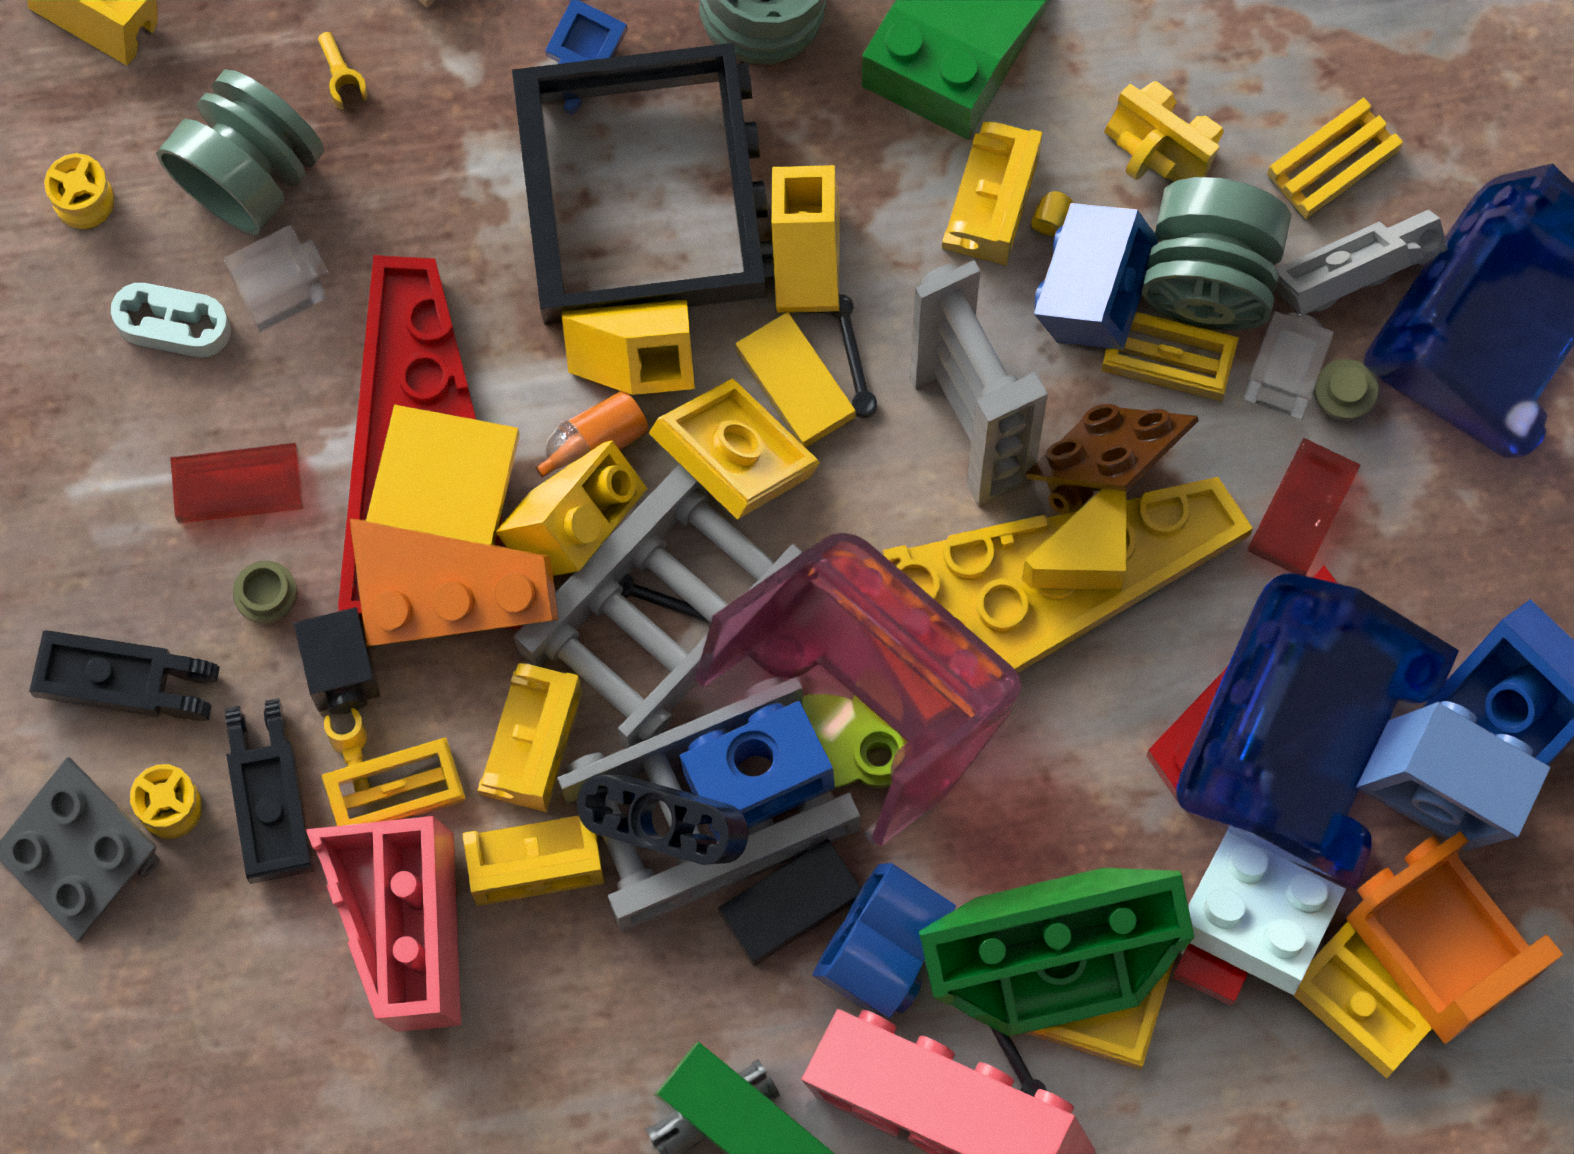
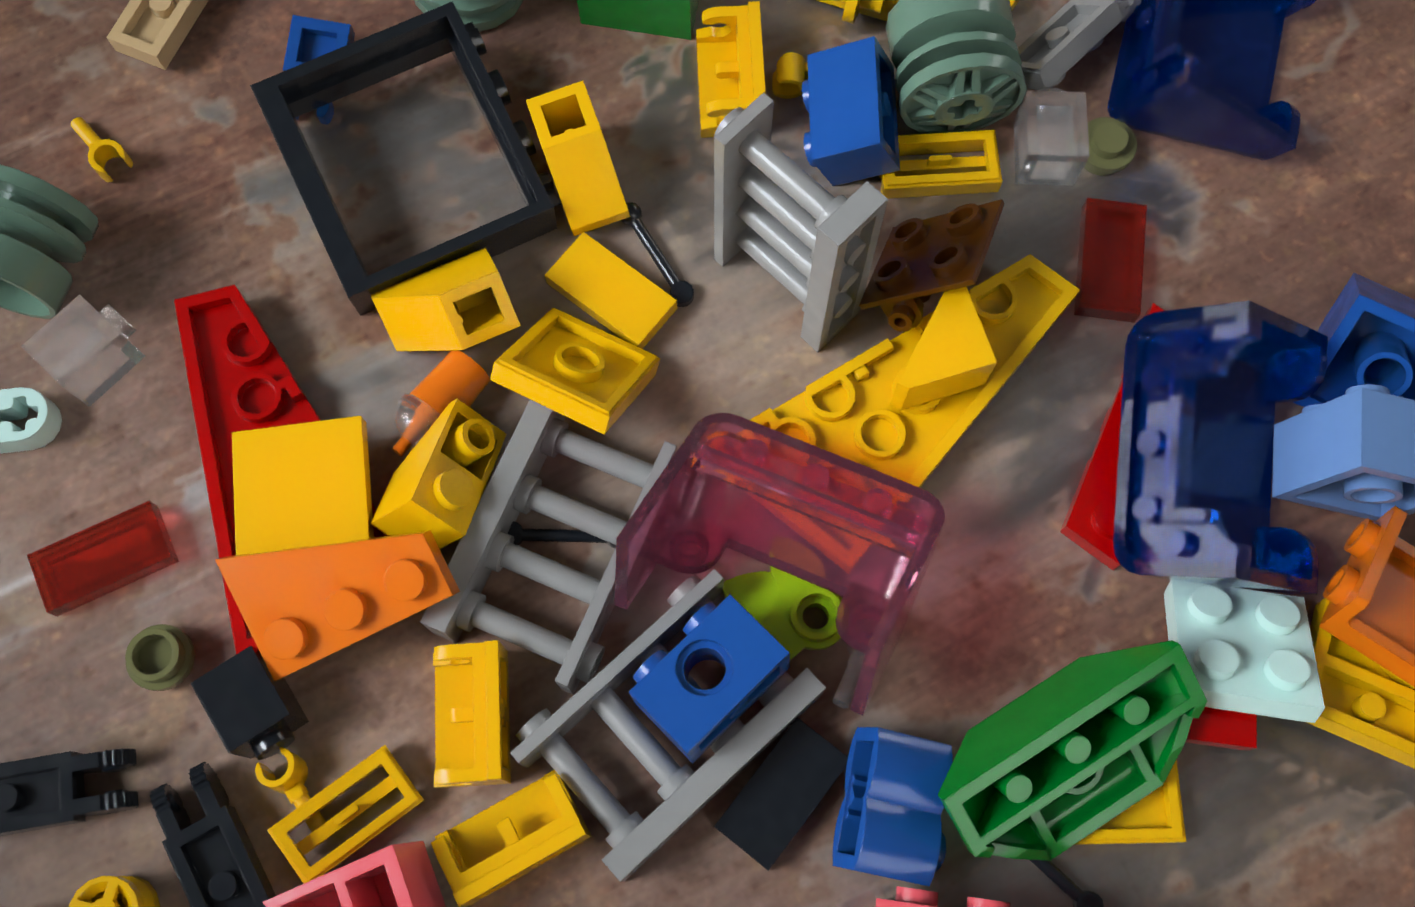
camera: 20 degrees left, 0 degrees up
(685, 810) = (656, 749): black beam -> none

